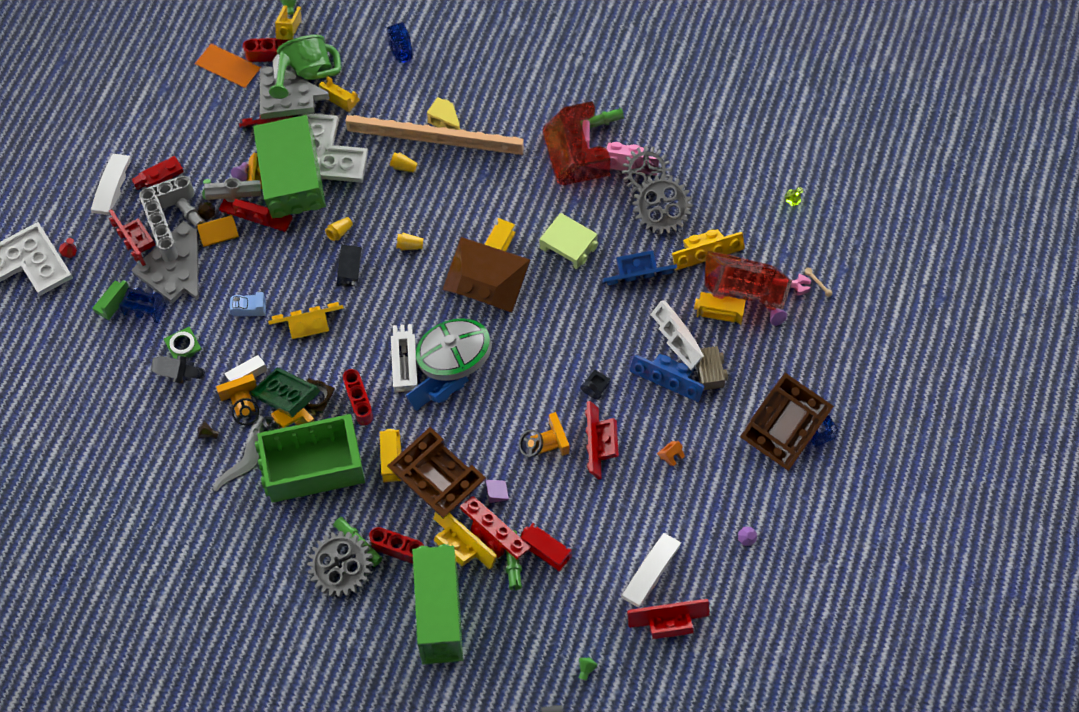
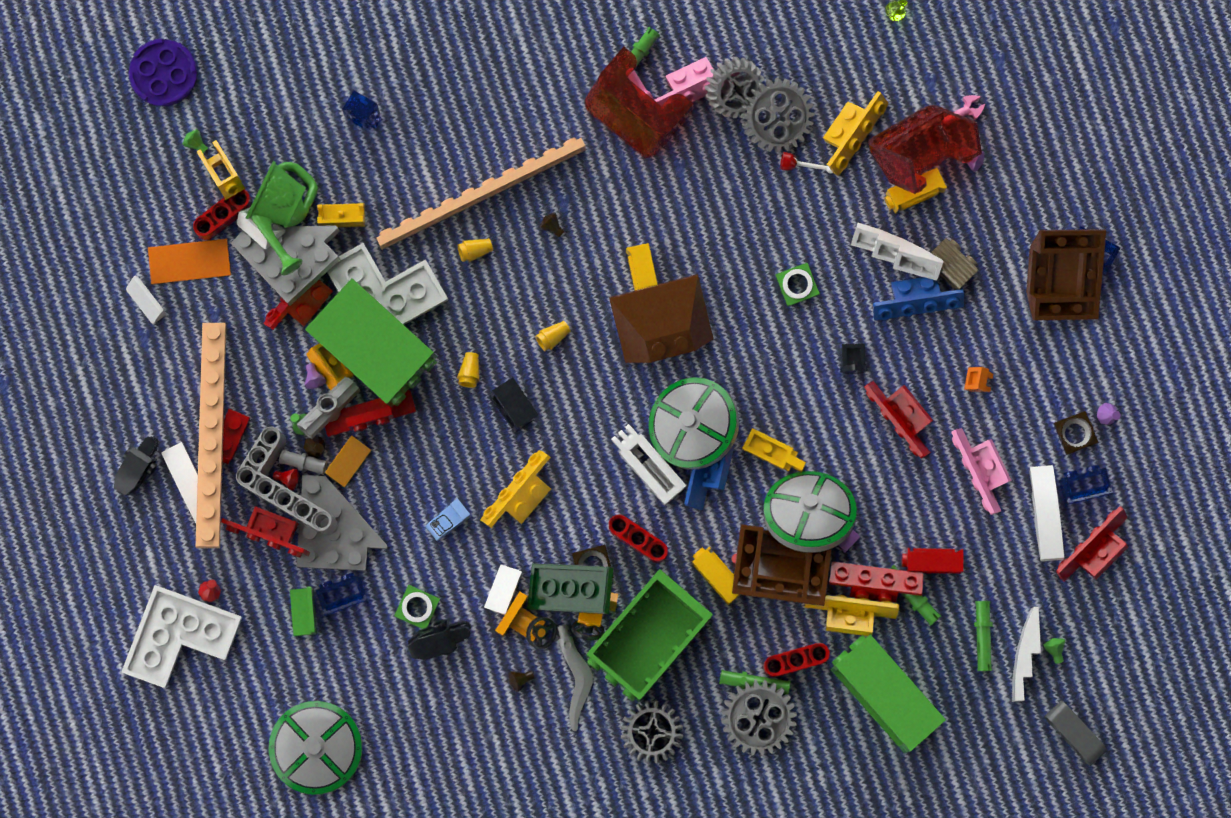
camera: 40 degrees left, 20 degrees up
(44, 384) = (315, 747): none -> dish
(91, 149) = (137, 465): none -> black hinge
(147, 161) = (211, 435): none -> light nougat plate
(174, 217) = (287, 478): none -> red rock
(183, 67) = (145, 300): none -> white slope
(271, 511) = (649, 747): none -> light grey gear
(443, 114) = (474, 163): light yellow slope -> none
(463, 179) = (551, 224): none -> dark brown rock
(484, 453) = (810, 511): none -> light grey dish
(493, 404) = (772, 451): none -> yellow hinge
(546, 614) = (983, 635): none -> bright green pin
(547, 440) = (850, 451): light orange piece -> none
(566, 650) = (1028, 645): none -> white slope
(569, 240) = (713, 220): yellowish green panel -> none
(600, 324) = (792, 298): none -> piece
(630, 510) = (984, 466): none -> bright pink bracket
(637, 265) = (801, 202): blue bracket -> none
(649, 239) = (789, 162): none -> red hinge
(691, 576) = (1085, 495): none -> clear blue window
(709, 522) = (1082, 419): none -> dark brown piece
(808, 271) = (969, 86): tan hinge -> none

